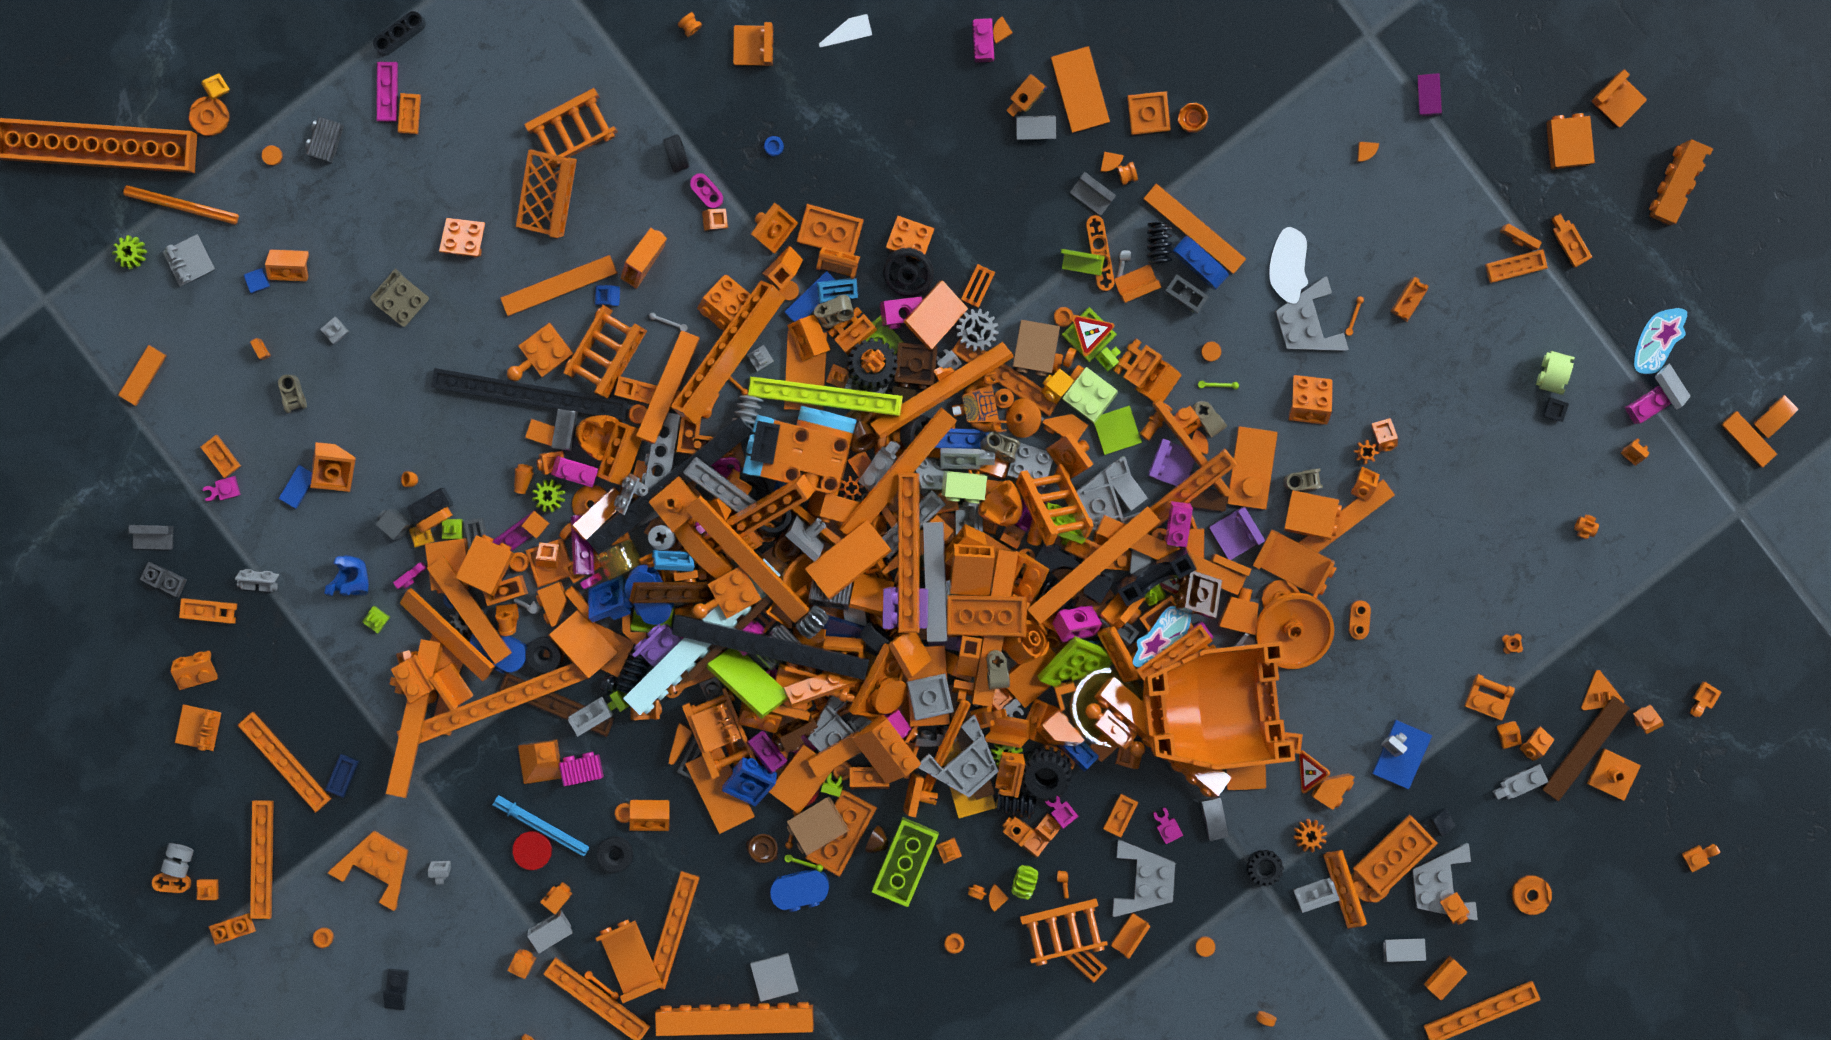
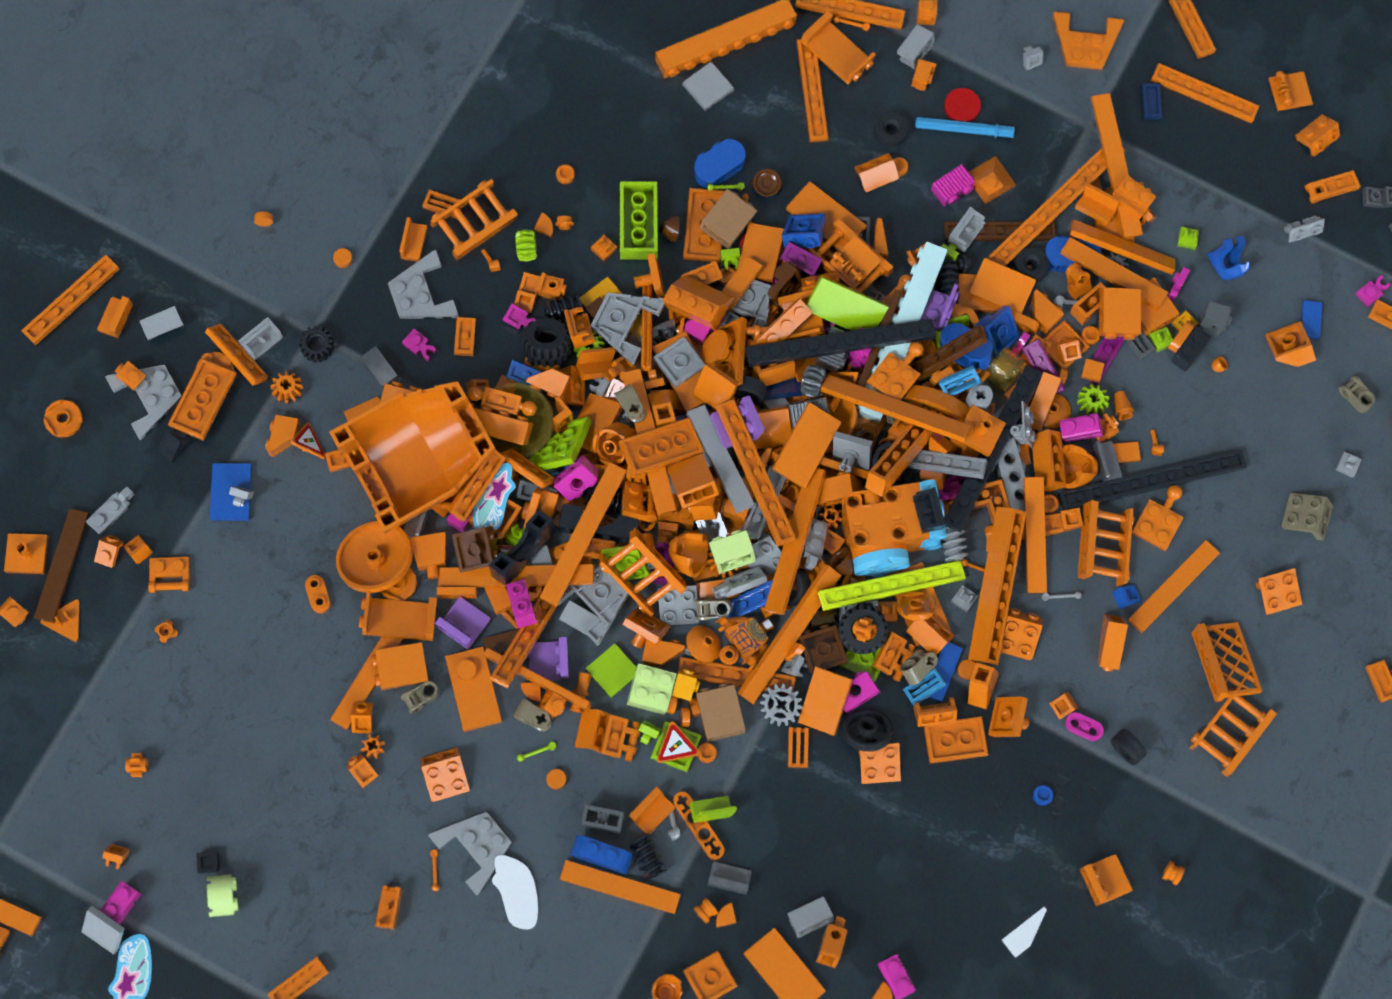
camera: 150 degrees right, 15 degrees down
(509, 422) = (1157, 449): none -> orange hand
(811, 366) = (916, 606): none -> orange tile

